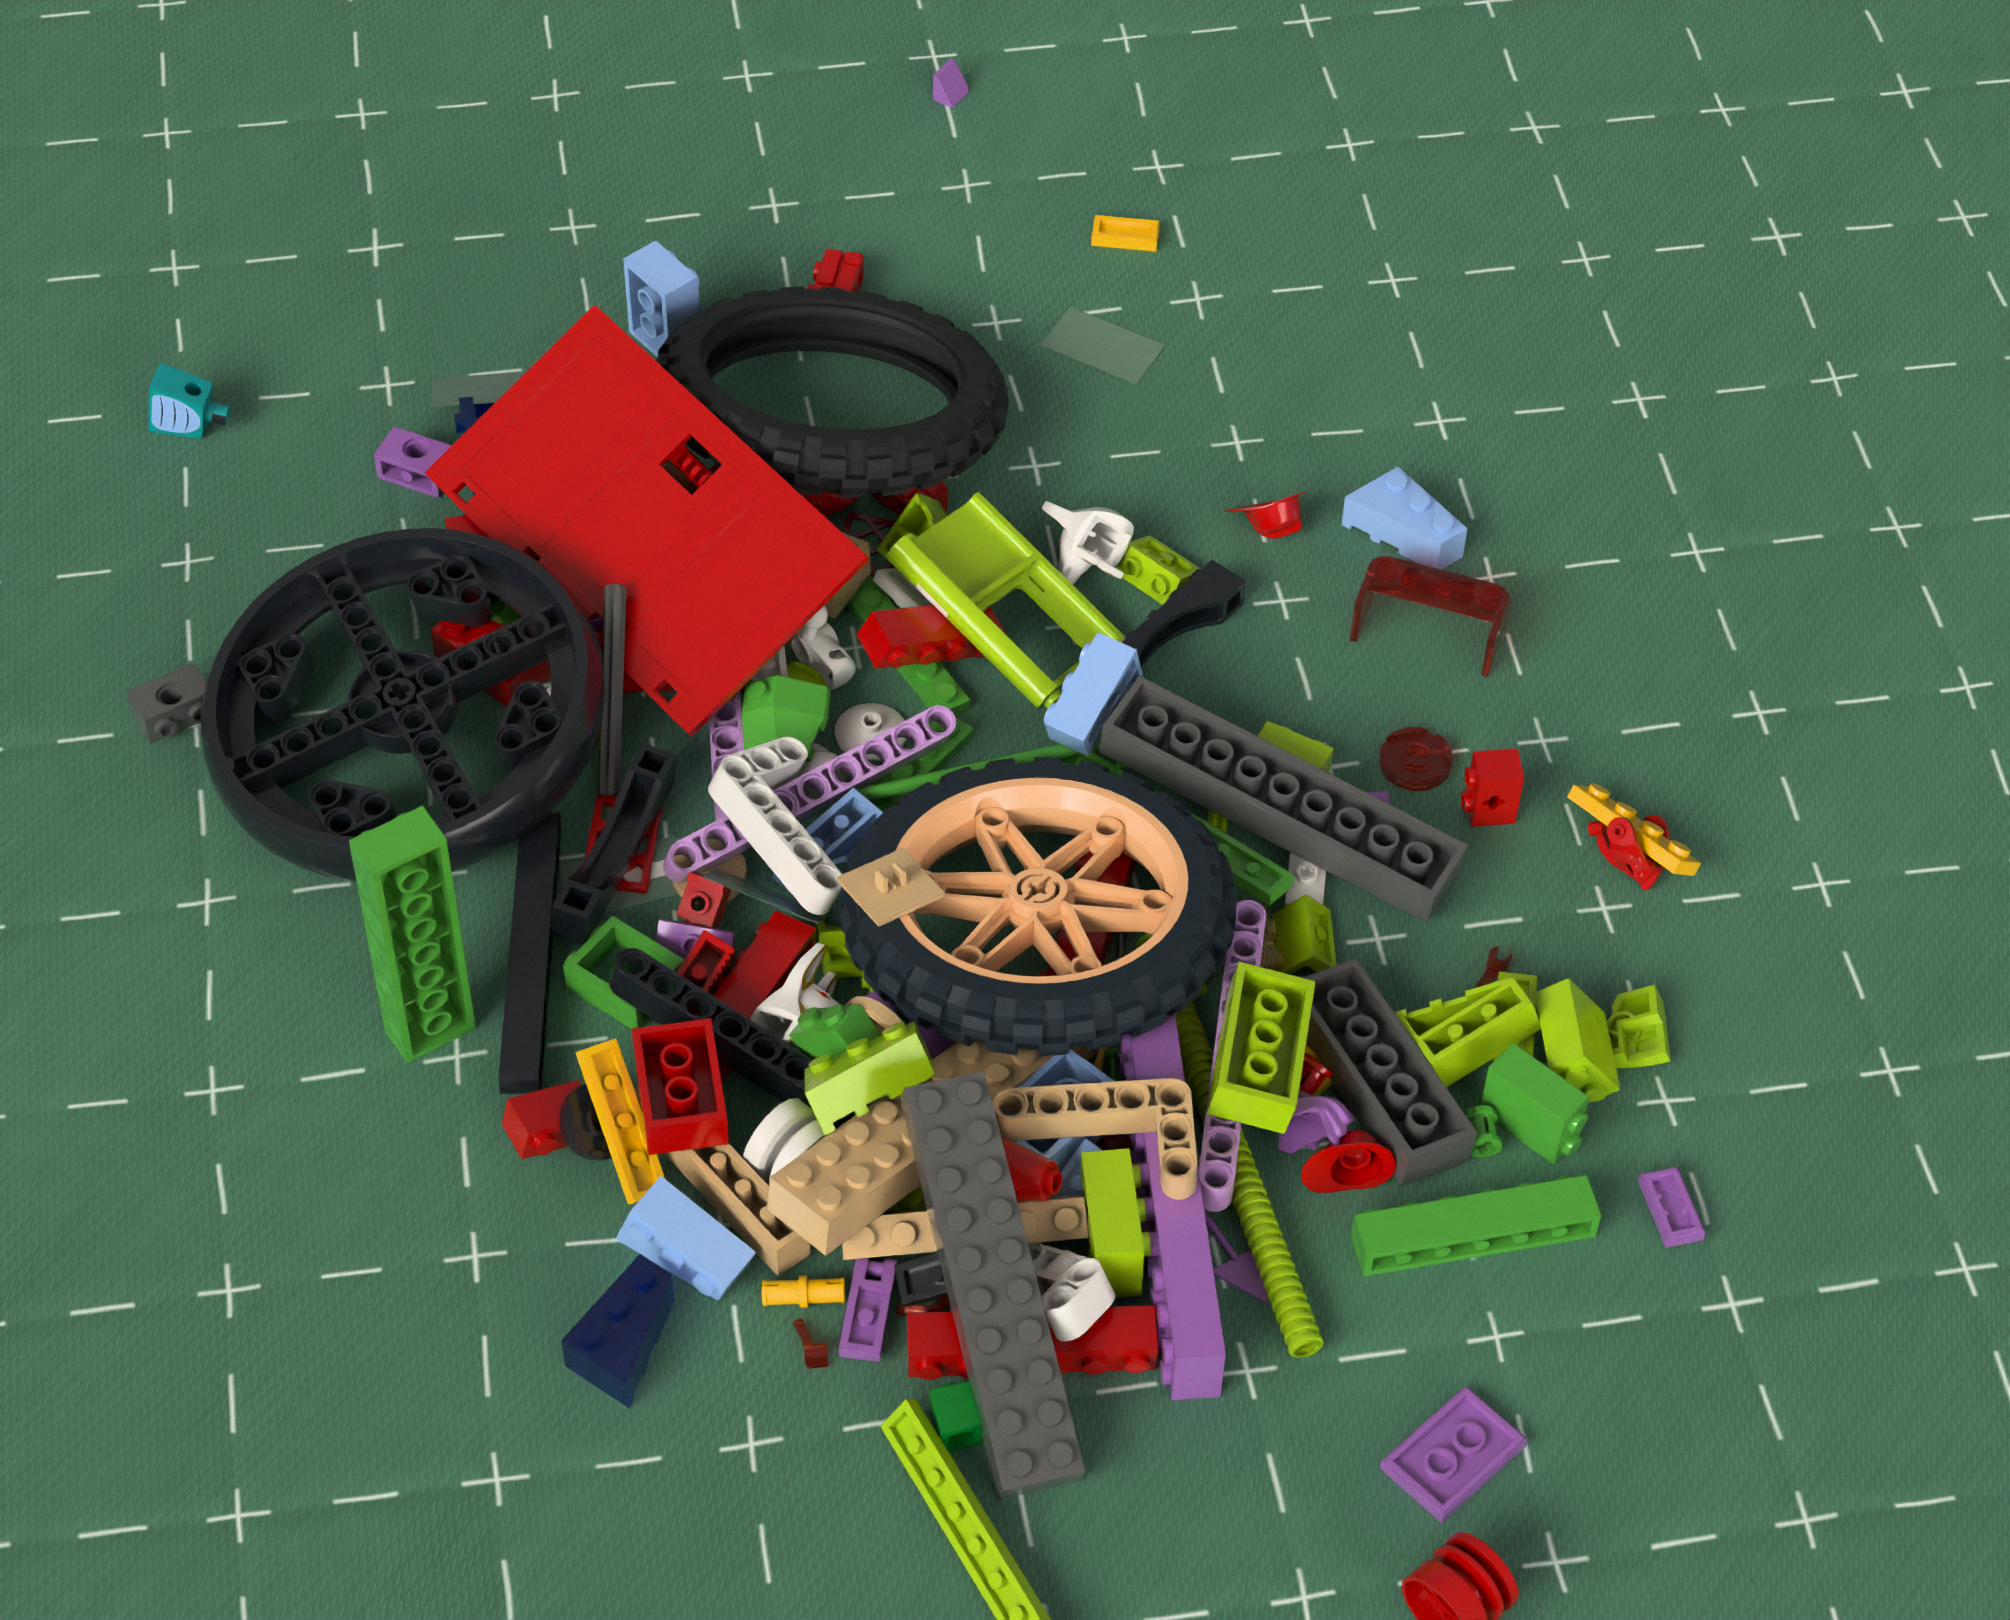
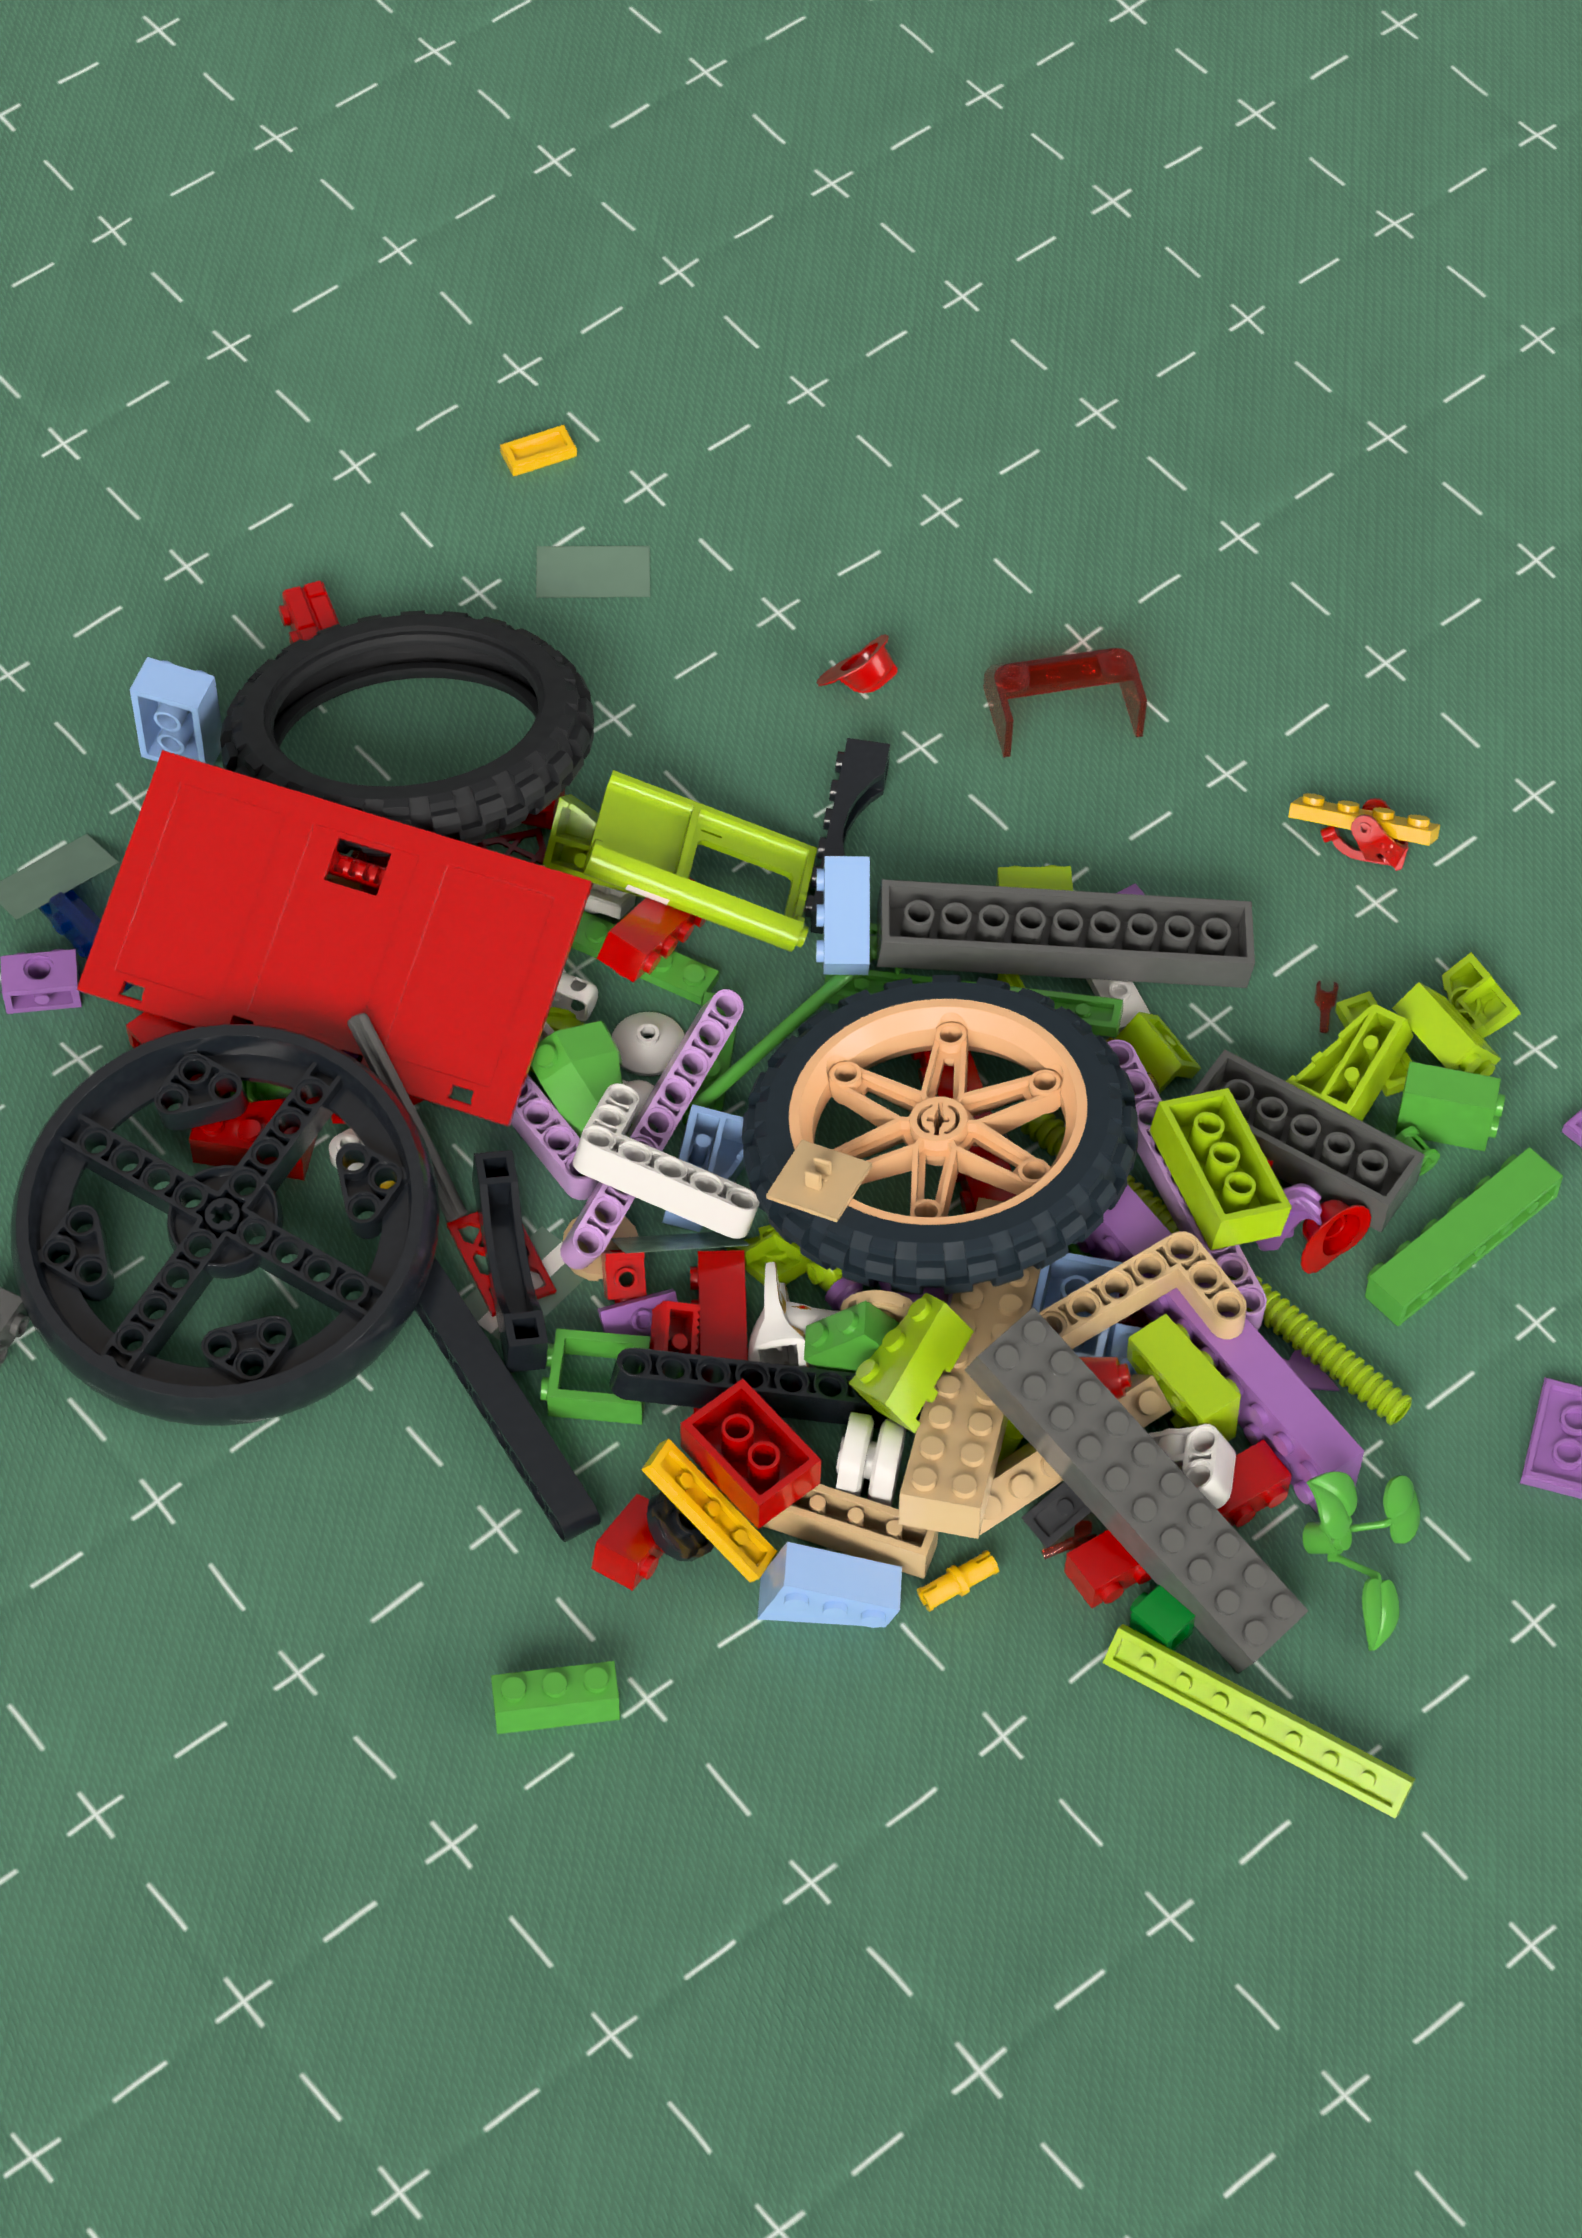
camera: 30 degrees left, 5 degrees up
(392, 1212) = (555, 1697): none -> bright green brick
(413, 933) = (445, 1432): bright green brick -> none
(620, 1330) = (834, 1699): clear blue wedge -> none
(815, 1353) = (1002, 1631): clear red hand -> none
(867, 1310) = (1023, 1568): medium lavender plate -> none
(949, 84) = (272, 370): medium lavender slope -> none
(1090, 538) = (728, 767): white piece -> none
(1155, 568) = (797, 769): lime bracket -> none
(1156, 1385) = (1336, 1503): none -> bright green plant
(1407, 518) = (985, 620): light blue wedge -> none
(1415, 759) = (1135, 842): clear red tile -> none
(1493, 787) = (1228, 838): red brick -> none

